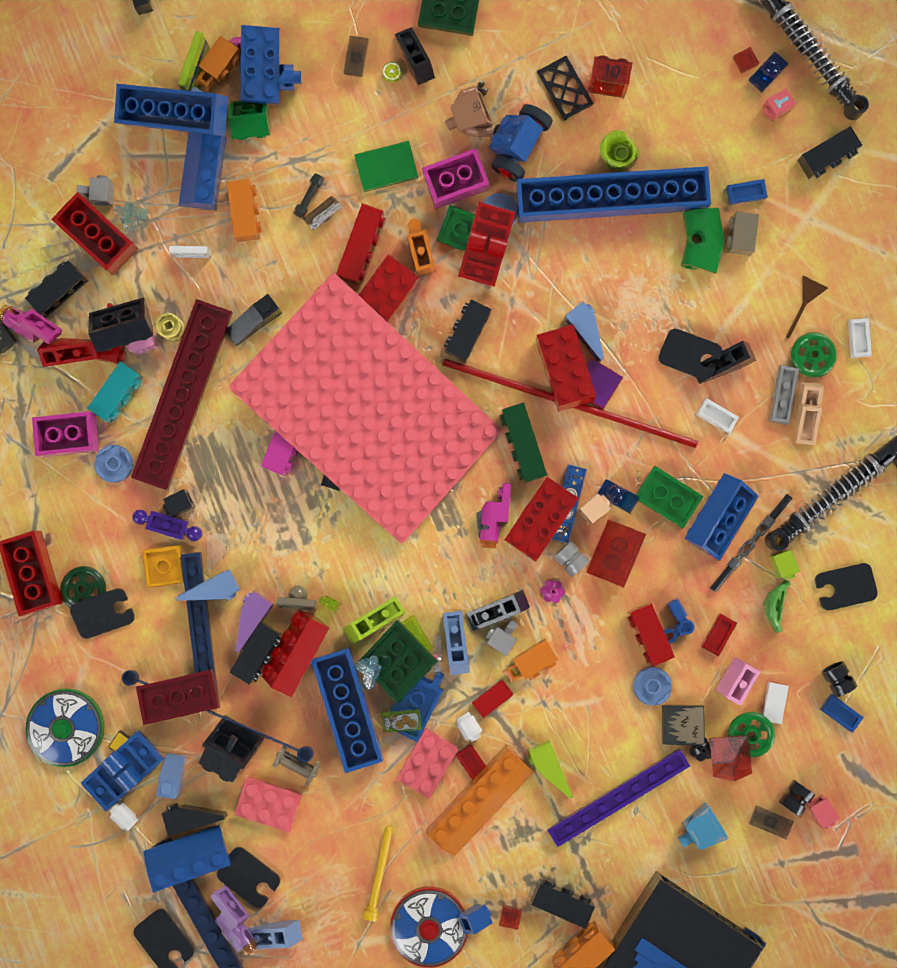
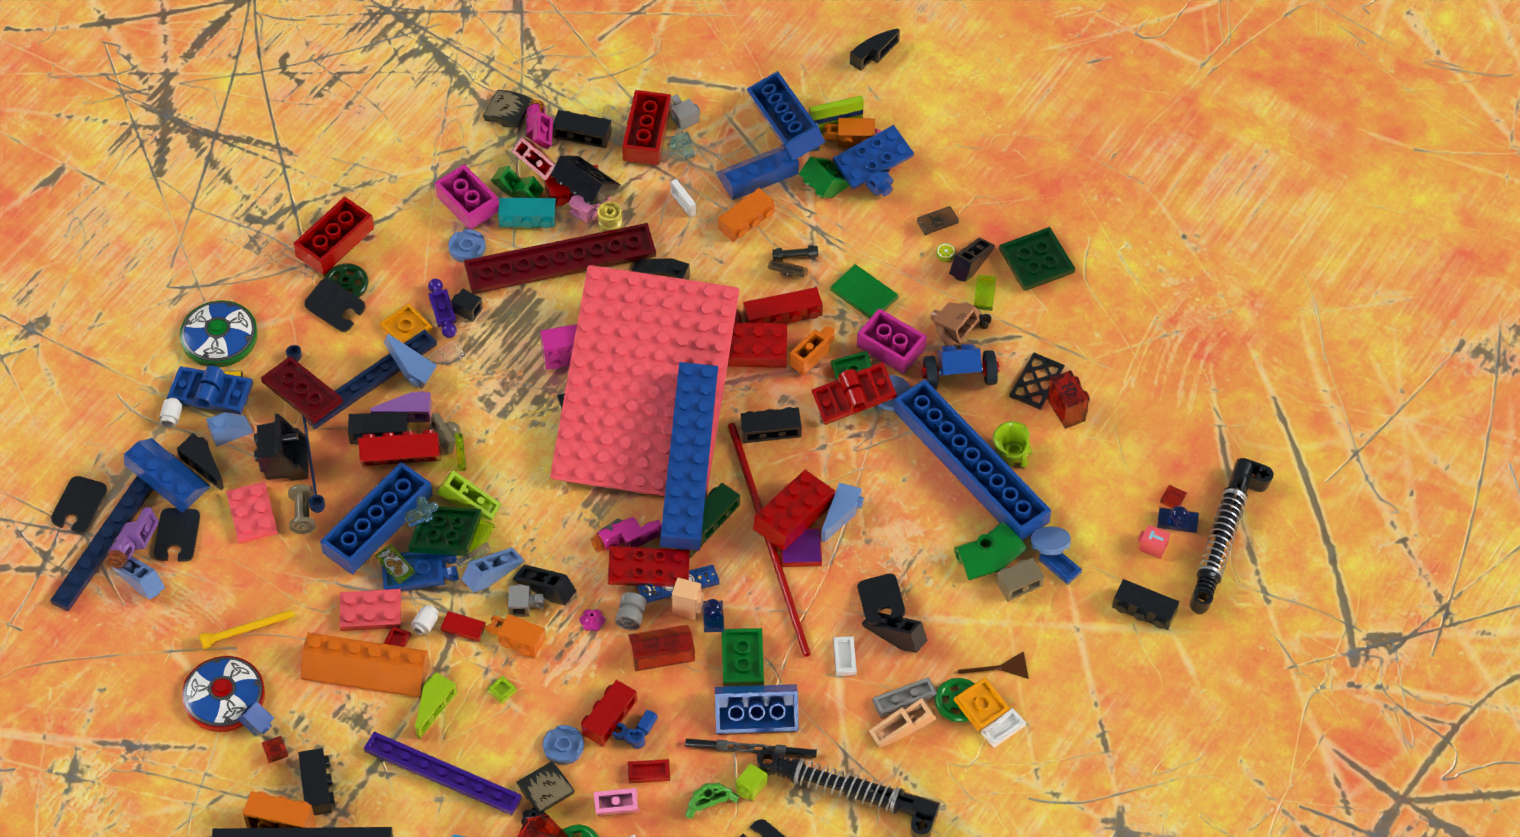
camera: 50 degrees right, 30 degrees down
(84, 381) = (515, 187): none -> green brick
(452, 68) = (985, 292): none -> clear neon green tile
(469, 422) = (689, 456): none -> blue brick
(571, 703) = (502, 689): none -> lime tile
(726, 184) = (1050, 540): none -> medium blue tile
(833, 341) = (981, 704): none -> light orange tile

